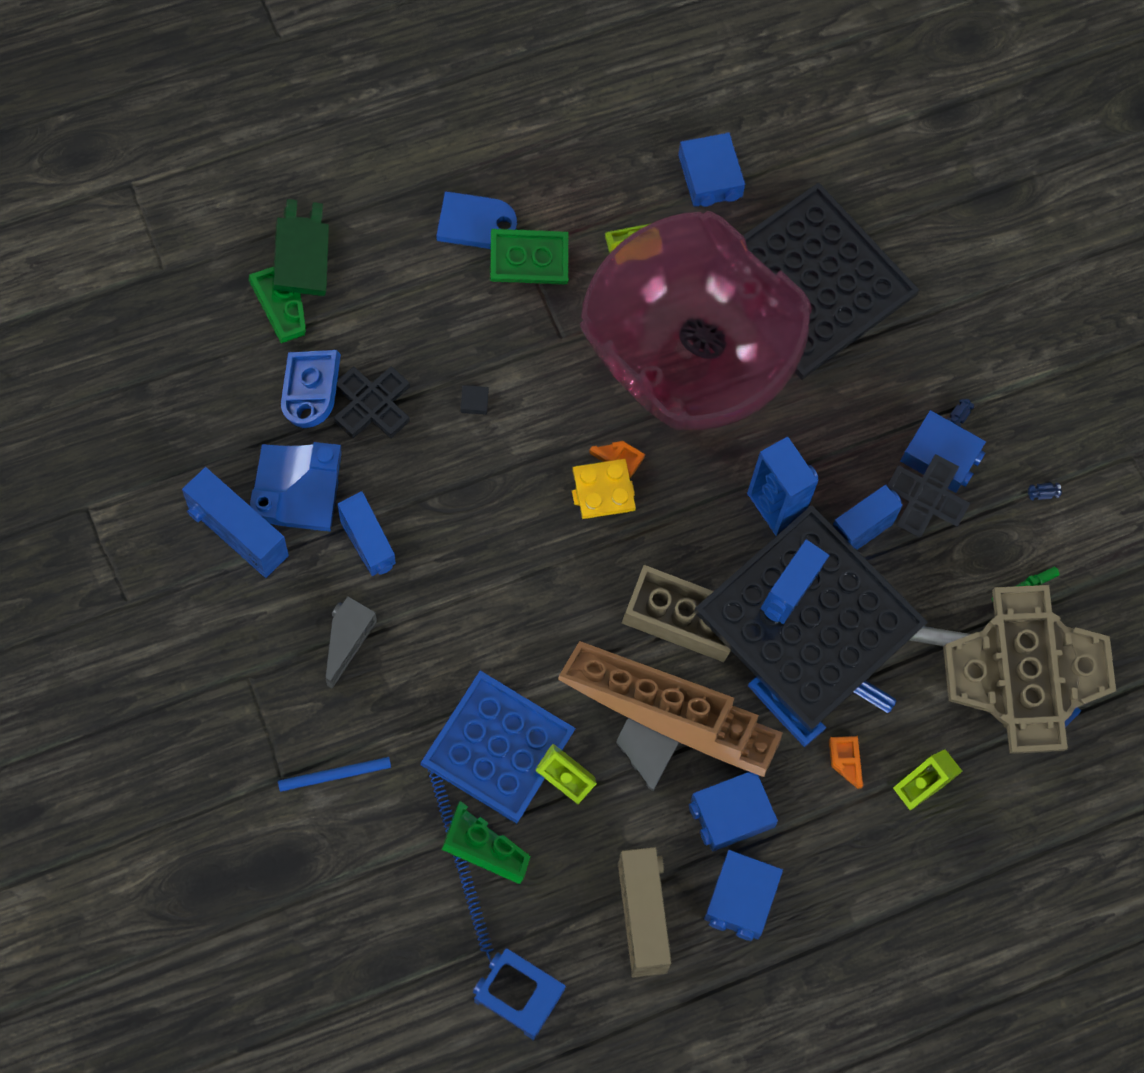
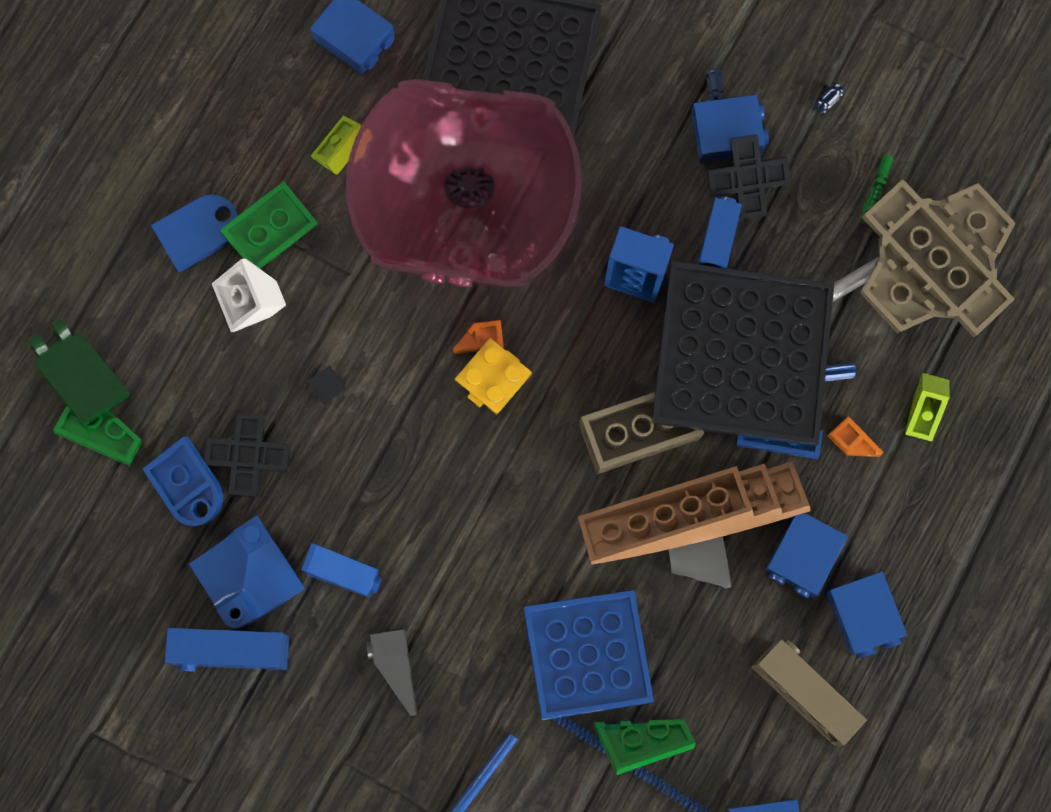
camera: 35 degrees left, 10 degrees up
(471, 291) = (247, 295): none -> white slope
(566, 774) = (657, 632): lime slope -> none
(794, 582) = (716, 340): blue brick -> none

